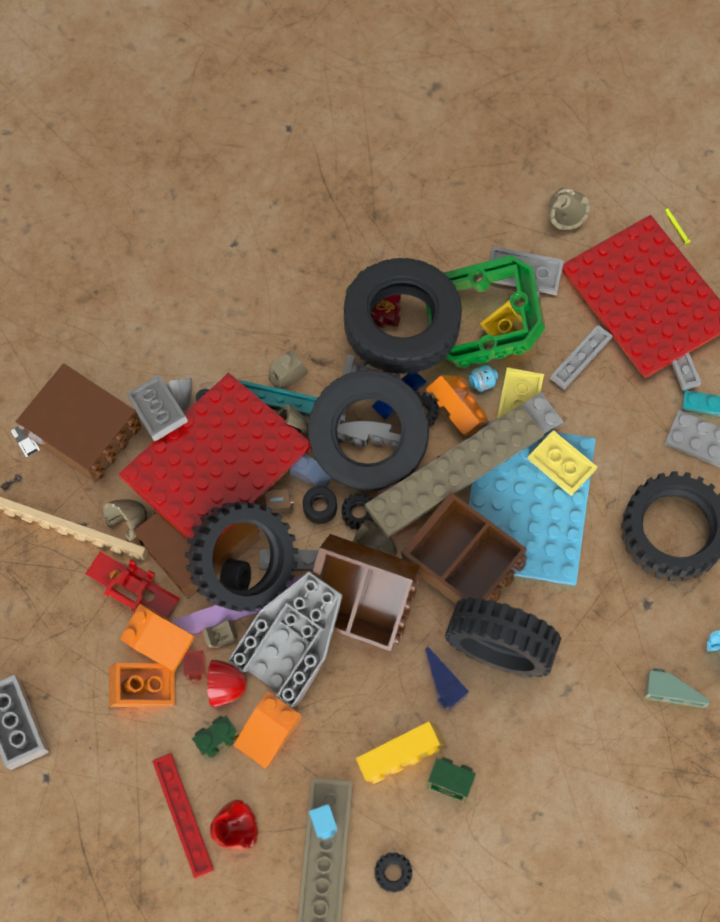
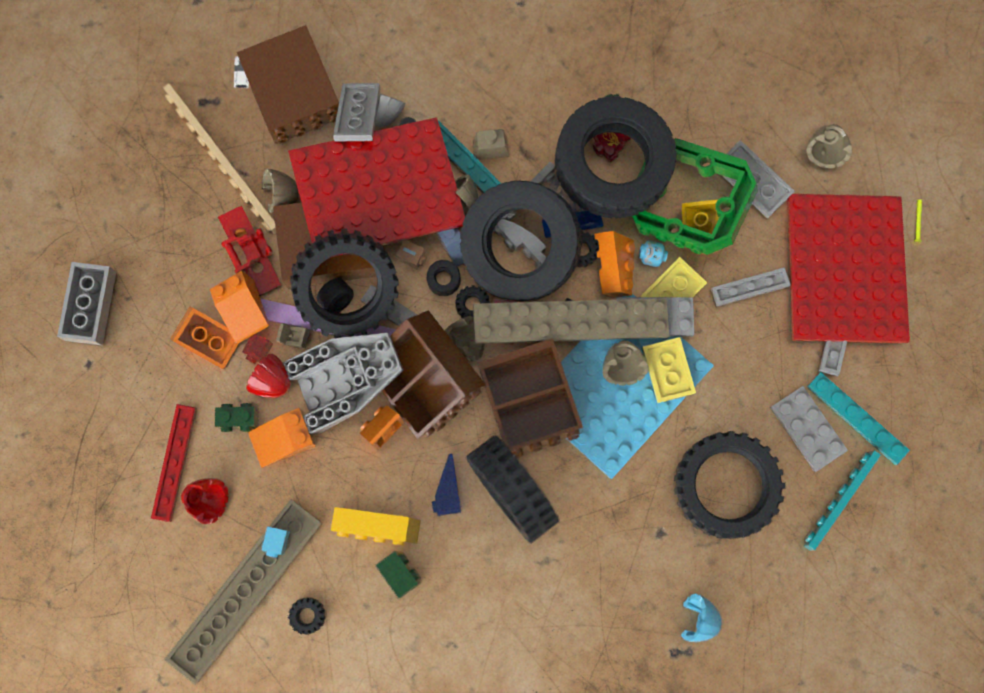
camera: 30 degrees right, 10 degrees up
(351, 662) = (381, 427): none -> orange slope
(523, 479) = (624, 364): none -> dark tan hair
(669, 688) = (628, 614): sand green slope -> none

